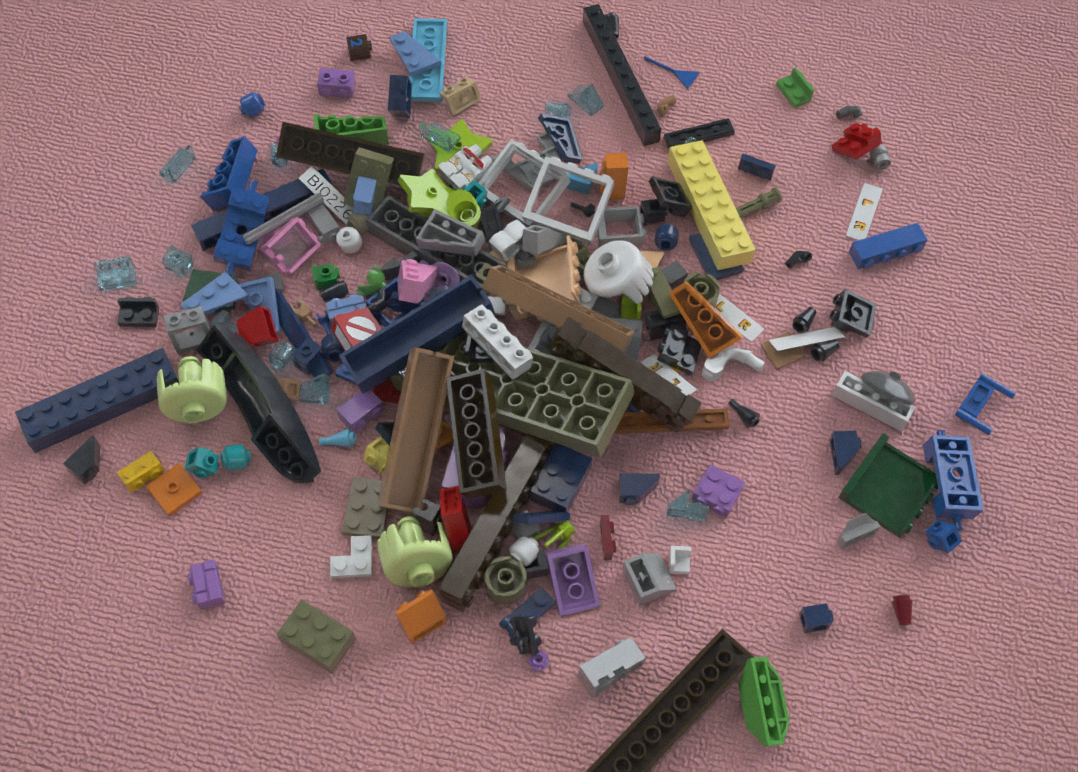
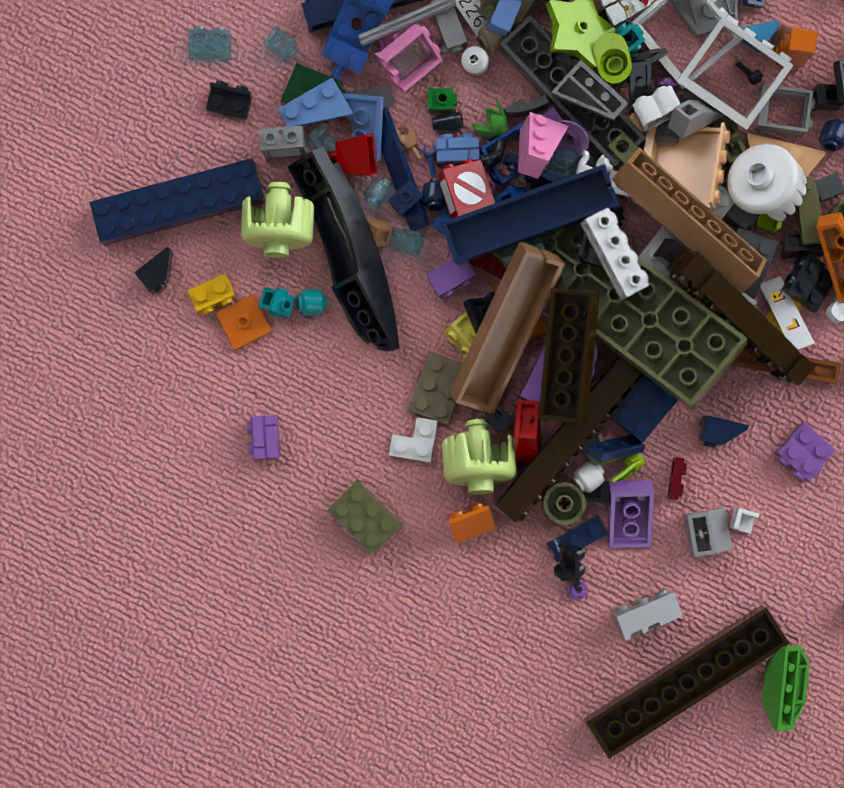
camera: 15 degrees right, 25 degrees up
(344, 438) = (428, 305): medium azure cone -> none
(682, 508) = (762, 463): clear light blue slope -> none

